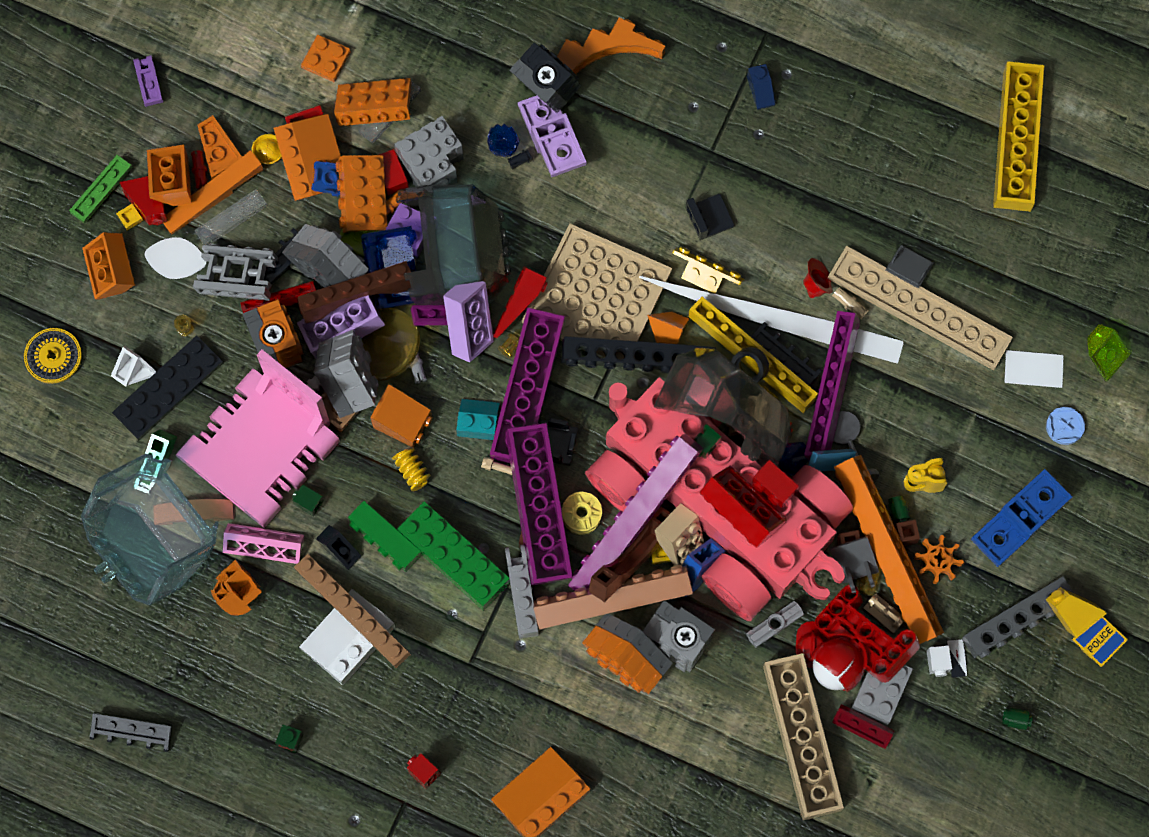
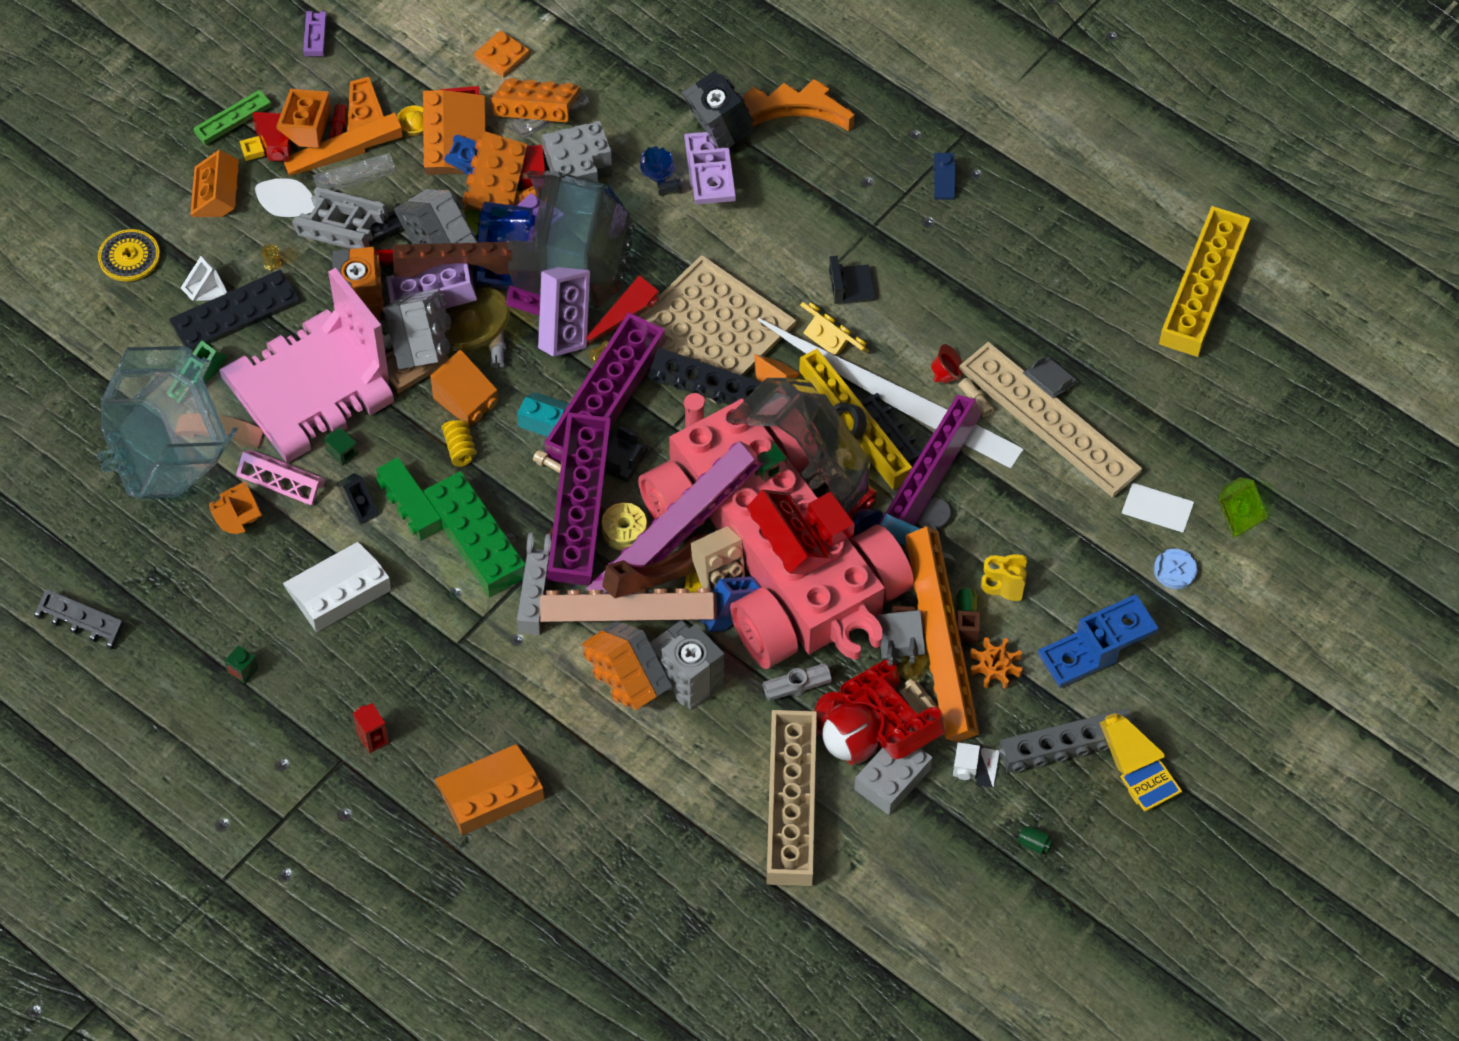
camera: 15 degrees right, 15 degrees down
(352, 611) = (349, 555): medium nougat plate -> none
(863, 726) = (862, 806): dark red plate -> none

